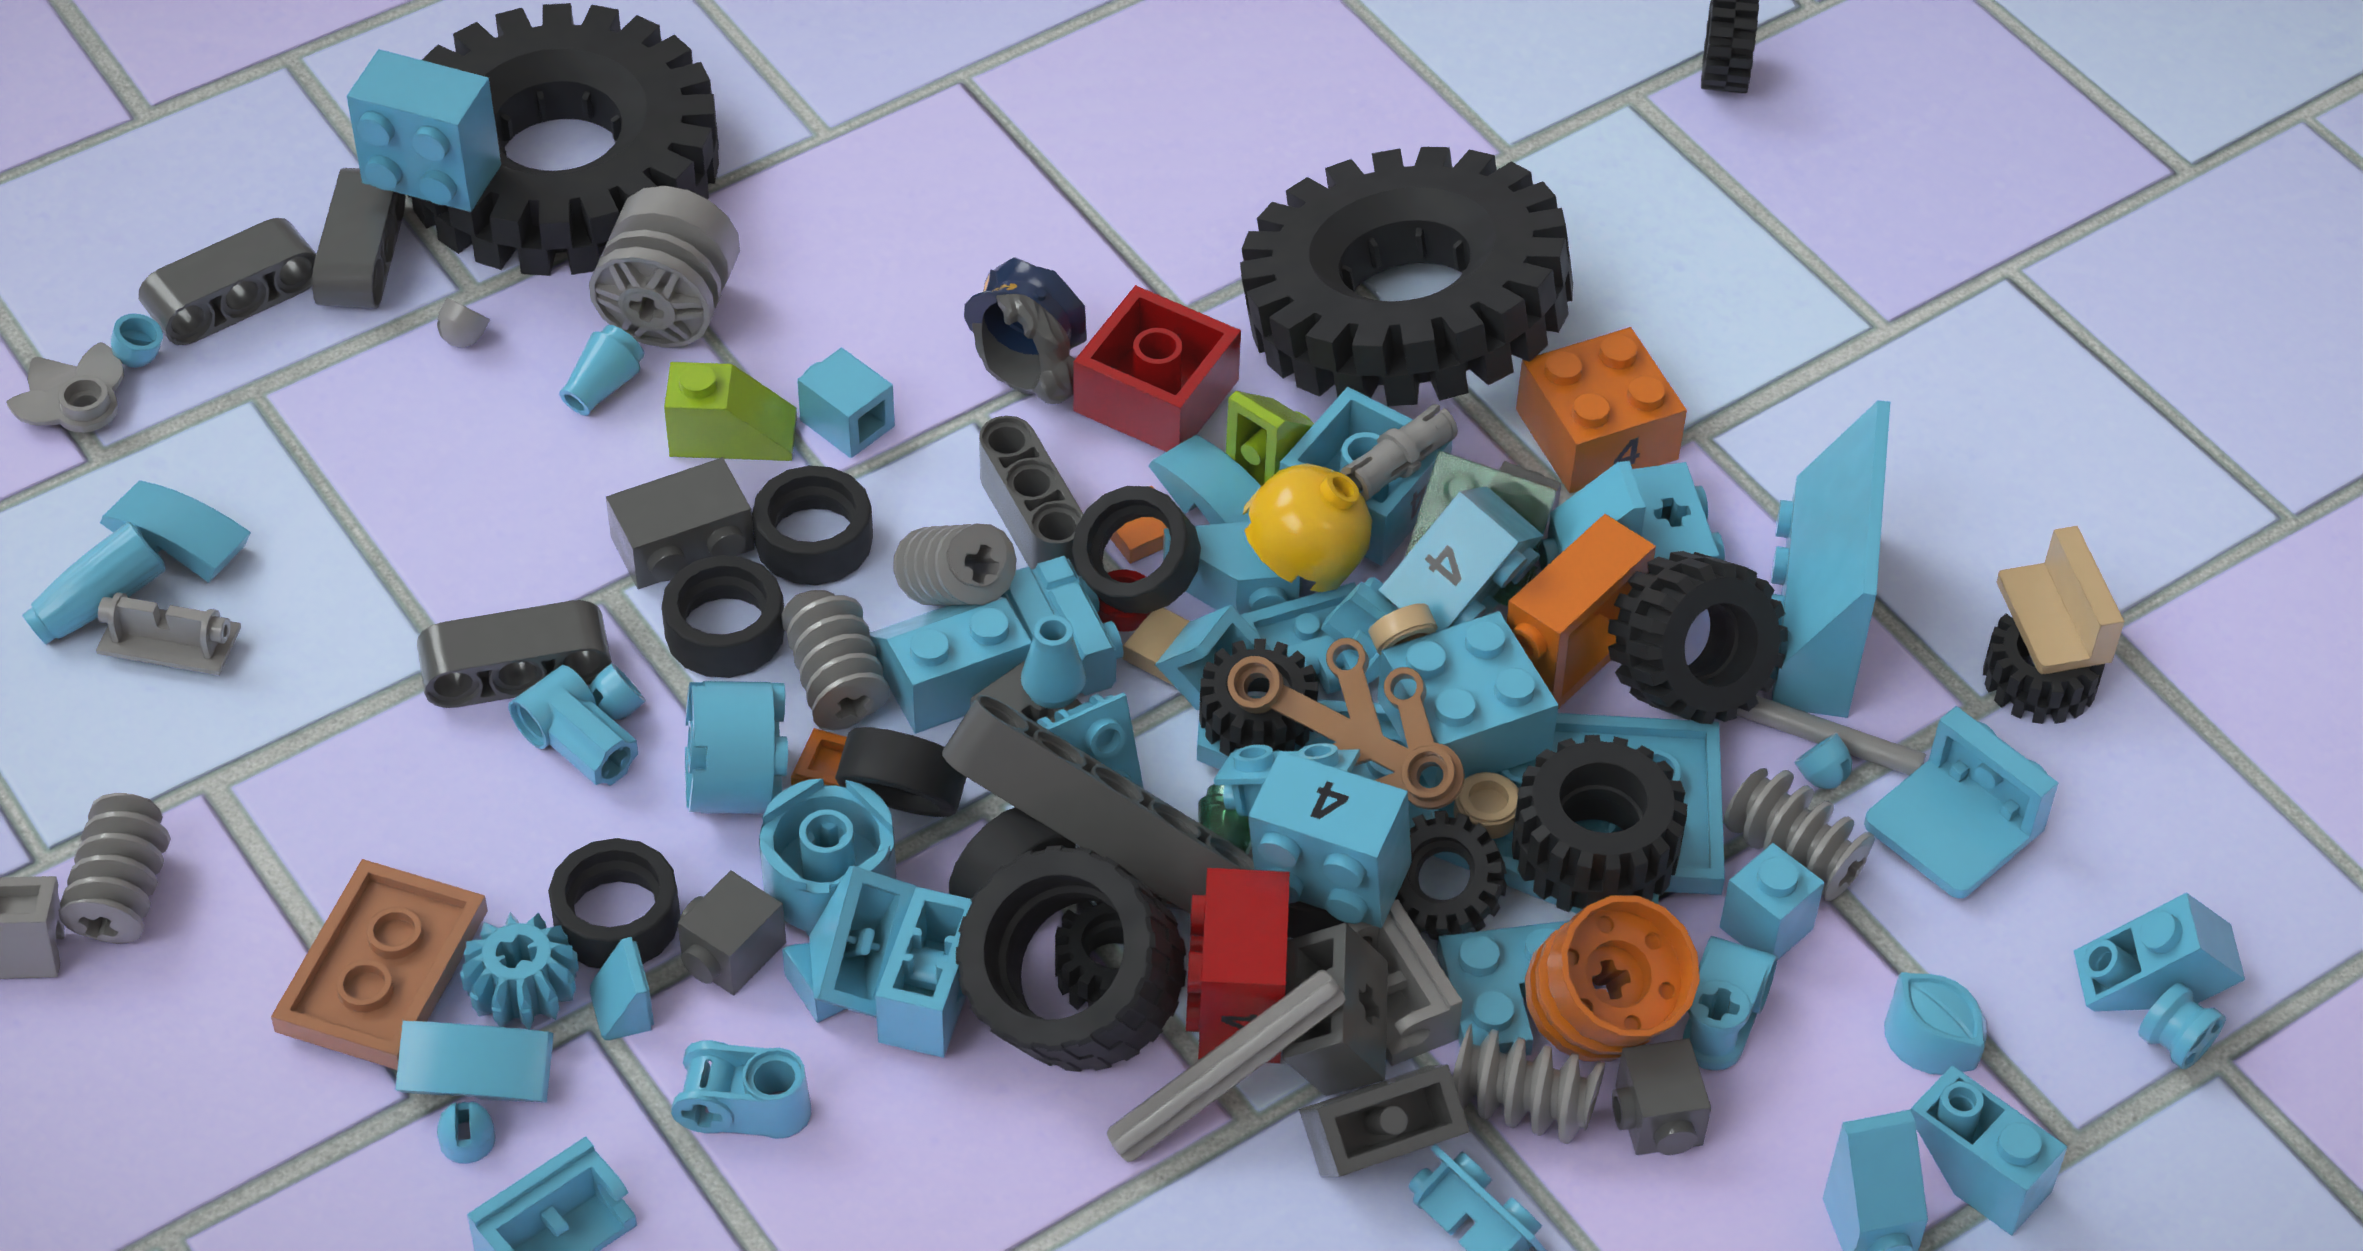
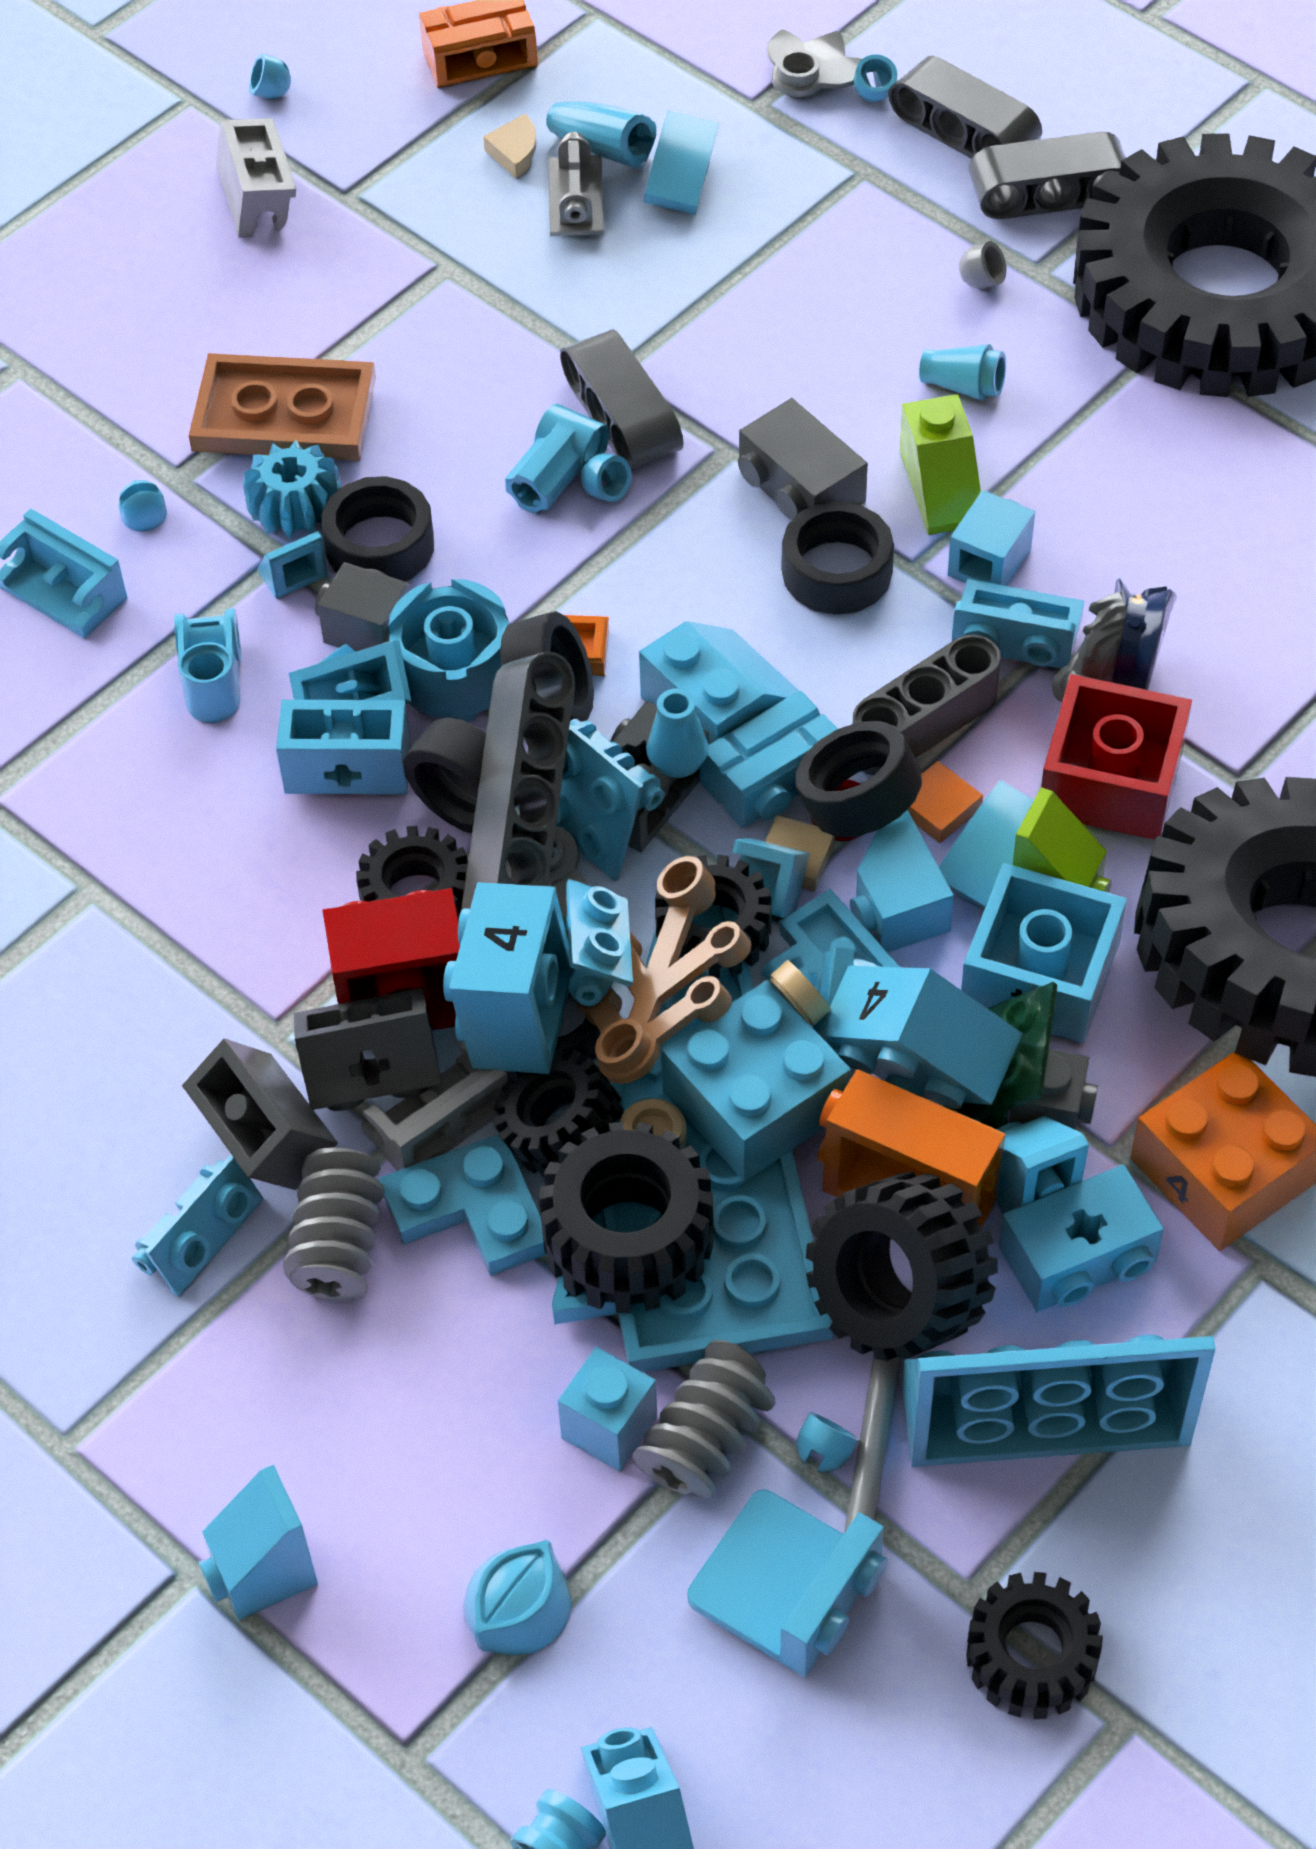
camera: 80 degrees right, 5 degrees up
(56, 678) = (513, 145): none -> tan tile
(115, 869) = (320, 226): light grey piece -> none
(424, 130) = (1115, 137): medium azure brick -> none
(474, 1061) = (192, 487): medium azure slope -> none
(665, 266) = (1080, 365): light grey wheel -> none
(727, 579) = (703, 490): black tyre -> none
(734, 746) = (544, 552): medium azure brick -> none
(834, 658) = (682, 596): light grey piece -> none
(952, 408) = (1020, 622): none -> medium azure bracket
(955, 564) = (797, 652): light grey piece -> none
(1013, 909) = (353, 821): black tyre -> none
(1226, 1066) = (281, 974): light grey axle -> none
(1309, 525) = (927, 904): yellow cylinder -> none
(1401, 450) = (1036, 948): light grey pin -> none
(1631, 950) = (412, 1253): orange wheel -> none
(1661, 1098) = (350, 1349): dark grey brick -> none
(1727, 1000) = (490, 1390): medium azure piece -> none
(1987, 1149) = (343, 1648): medium azure slope -> none
(2063, 606) = (1081, 1629): tan panel -> none

